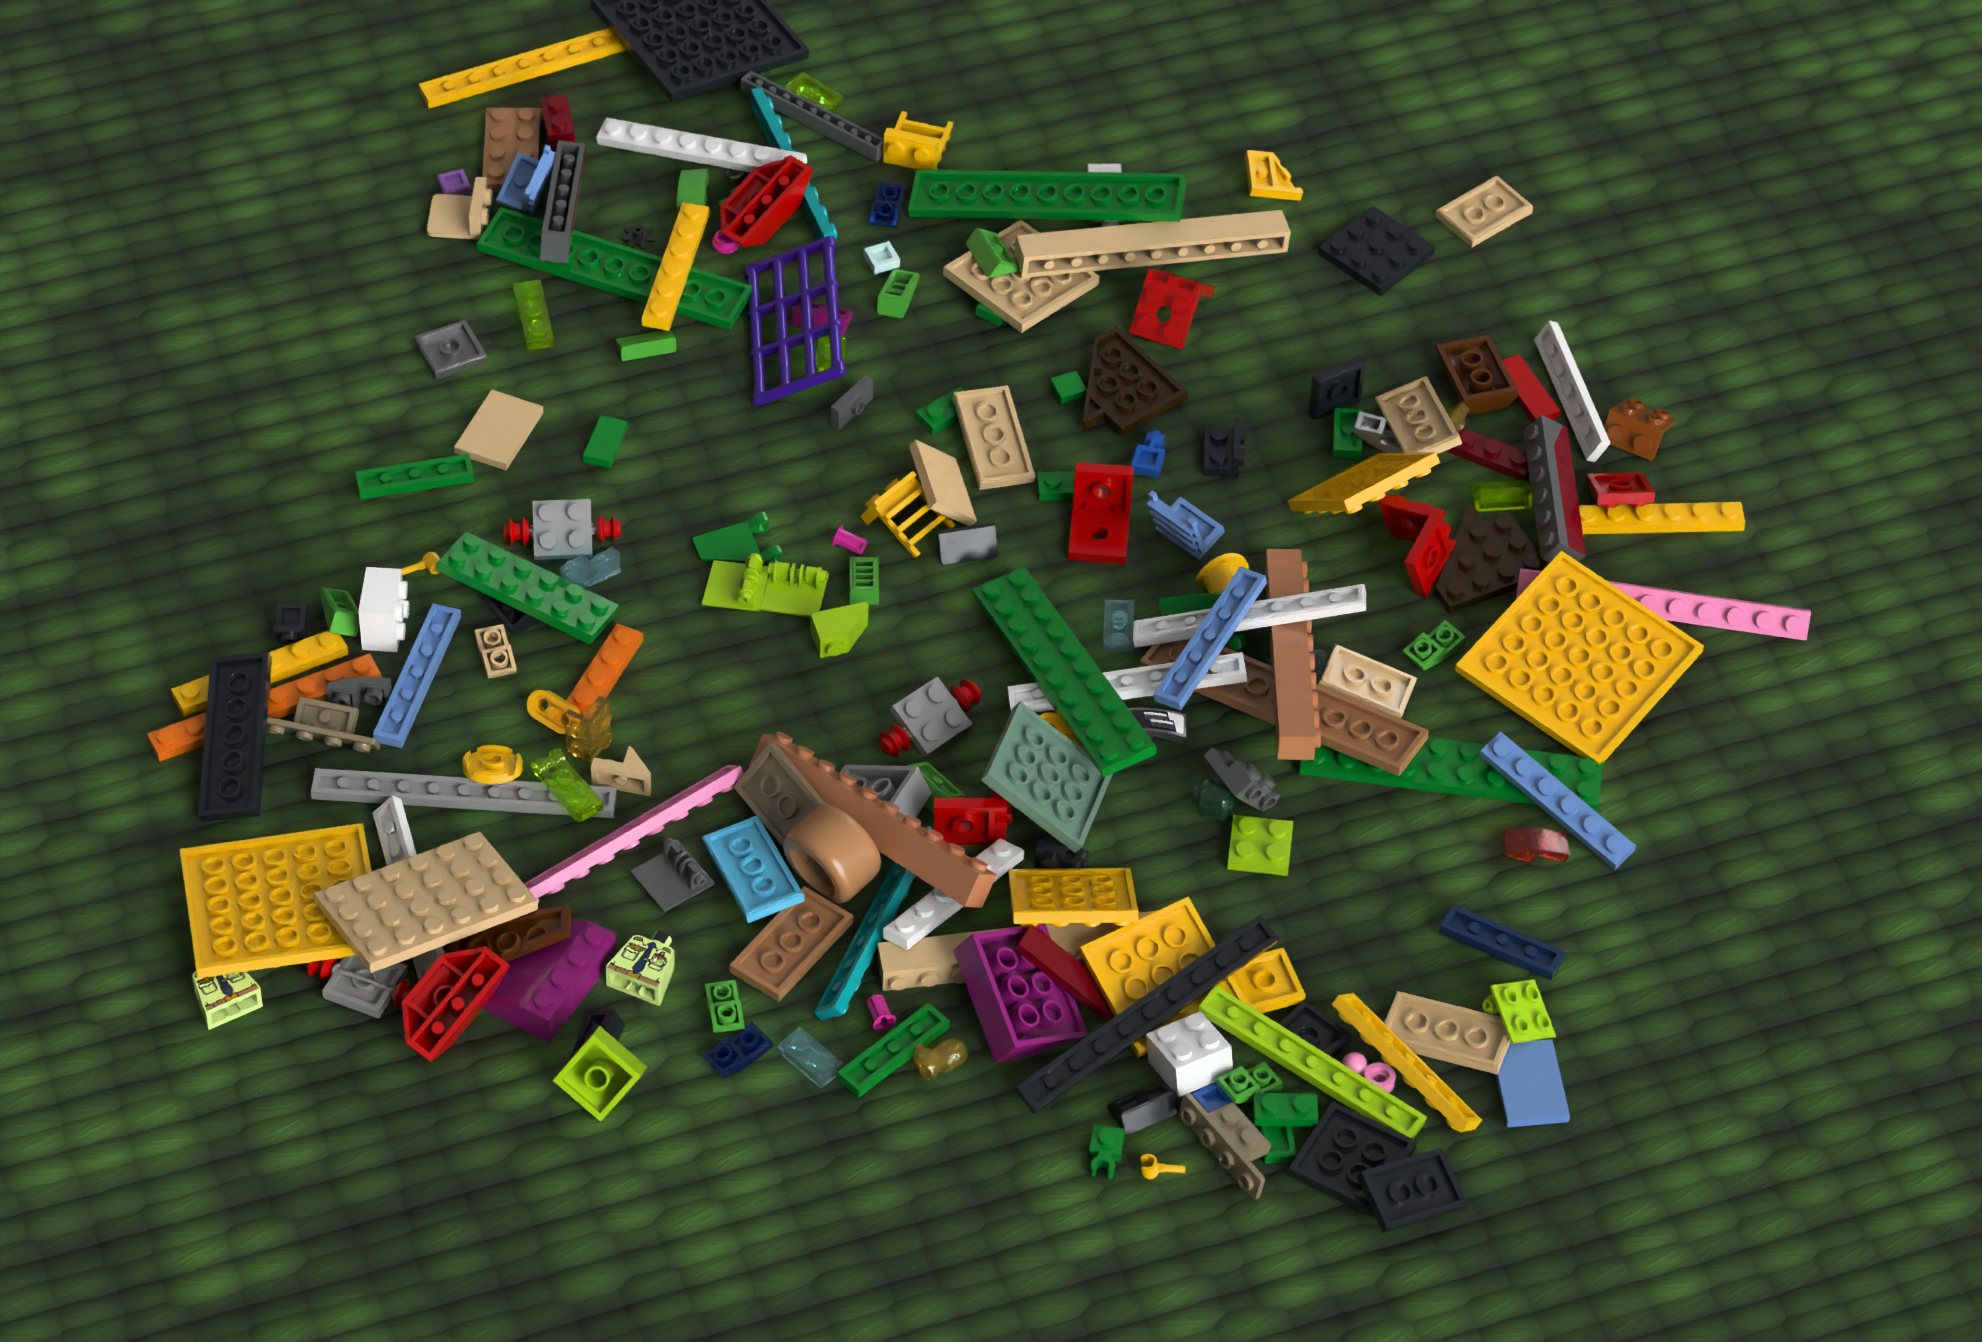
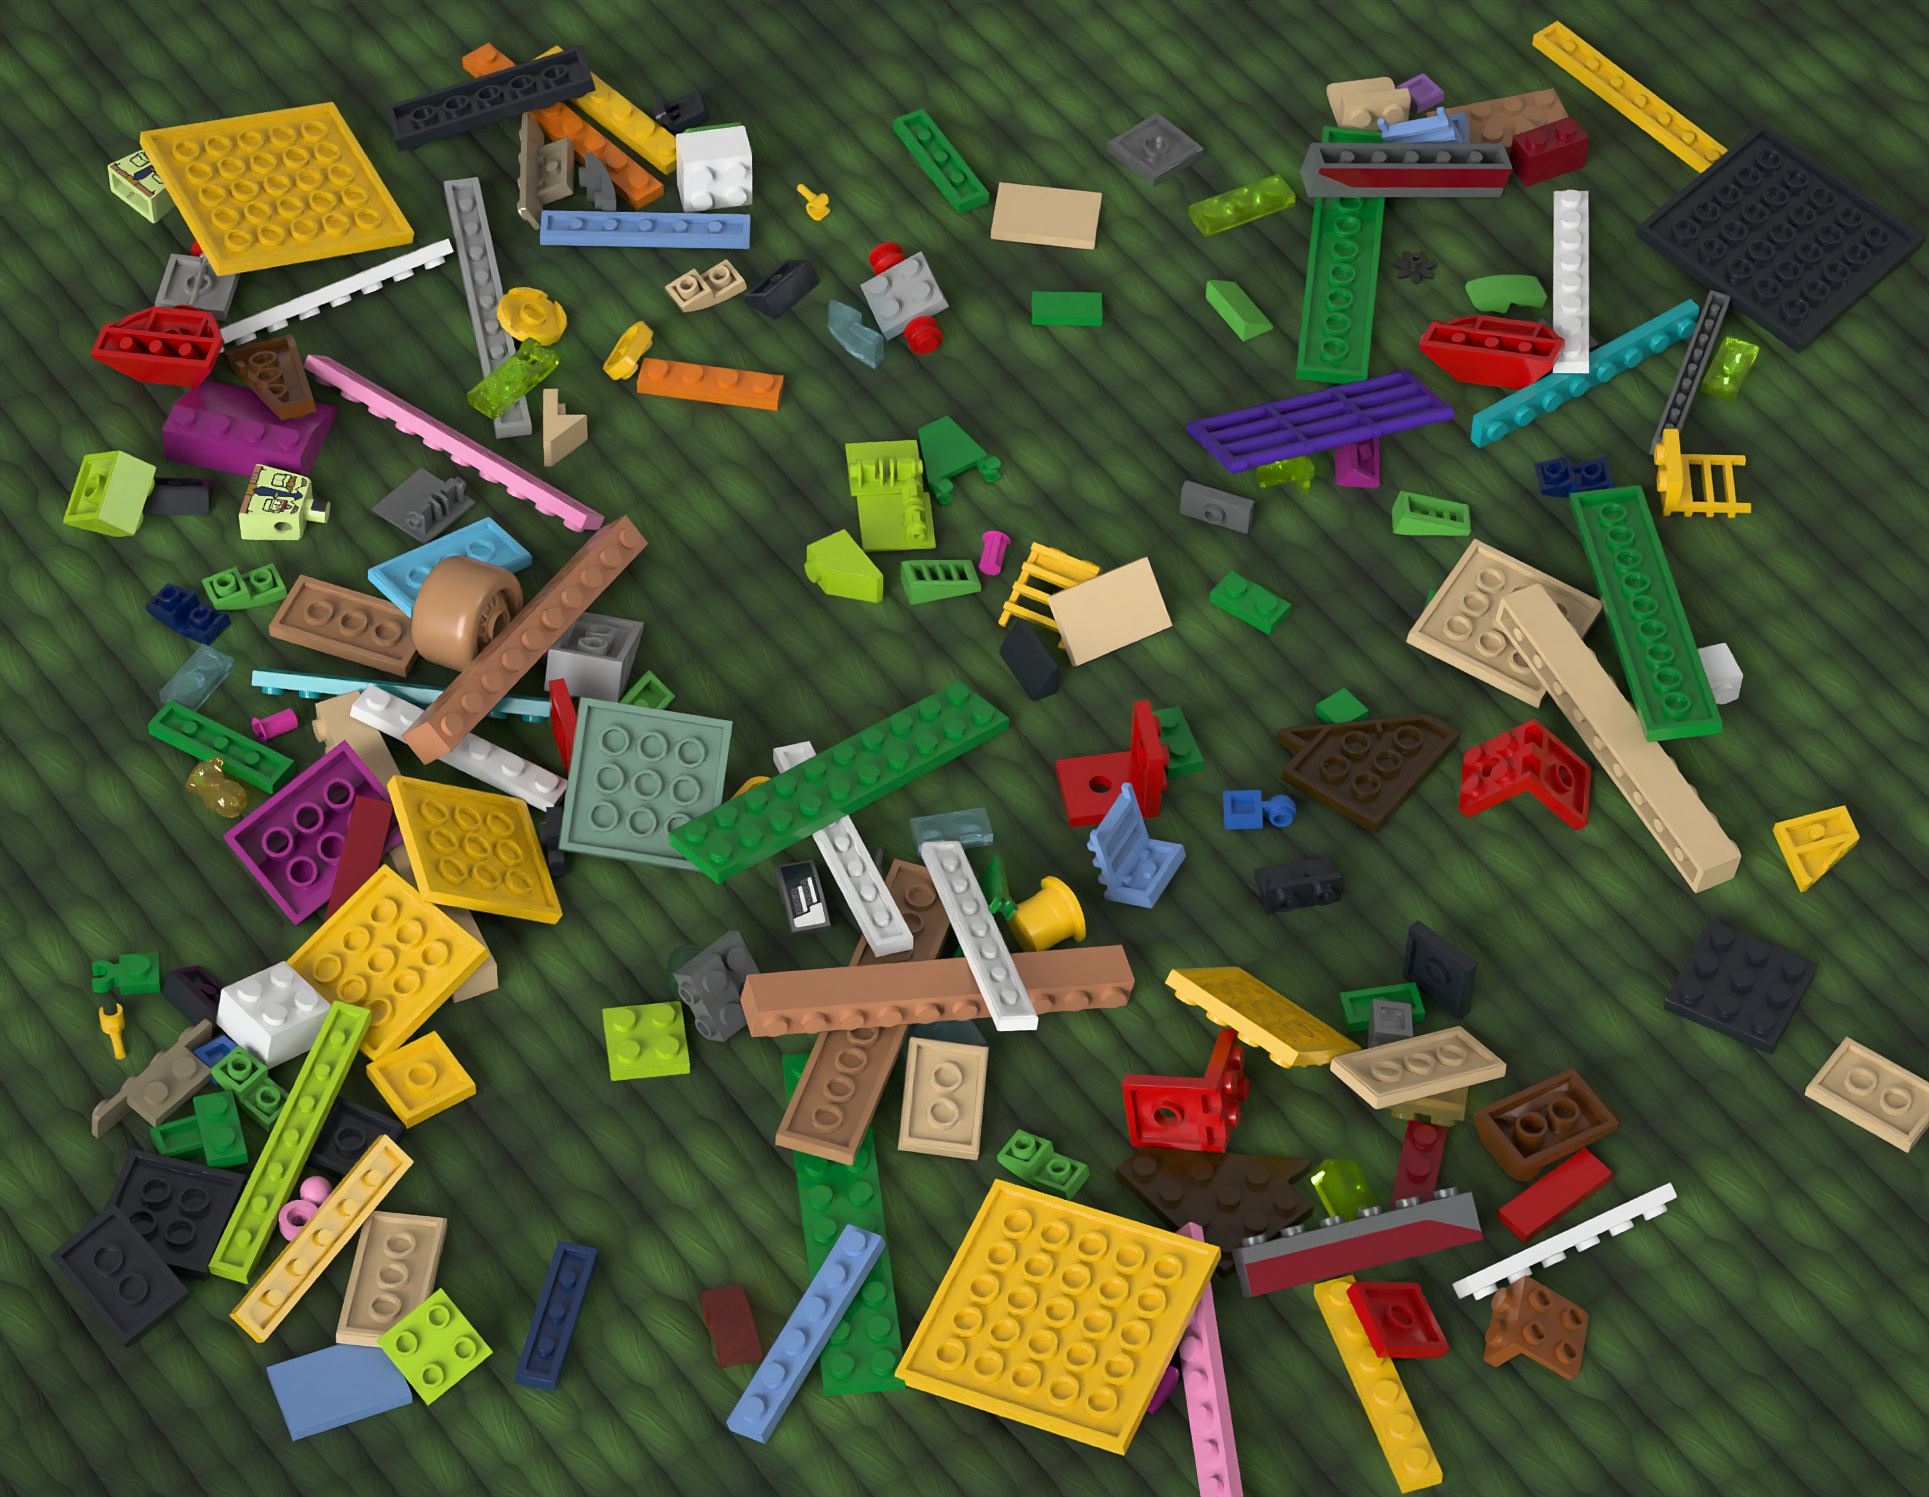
camera: 75 degrees right, 0 degrees up
(425, 901) = (289, 288): tan plate -> none
(527, 587) = (798, 284): green plate -> none
(589, 732) = (598, 378): clear yellow bracket -> none
(675, 266) = (1362, 298): yellow plate -> none
(777, 791) = (556, 552): dark tan plate -> none
(881, 257) = (1477, 487): light aqua plate -> none
(930, 717) = (734, 678): light grey plate -> none
(991, 253) = (1524, 572): bright green slope -> none
(993, 437) = (1216, 650): tan tile -> none
(1146, 1014) = (317, 958): black plate -> none
(1210, 638) = (913, 893): medium blue plate -> none

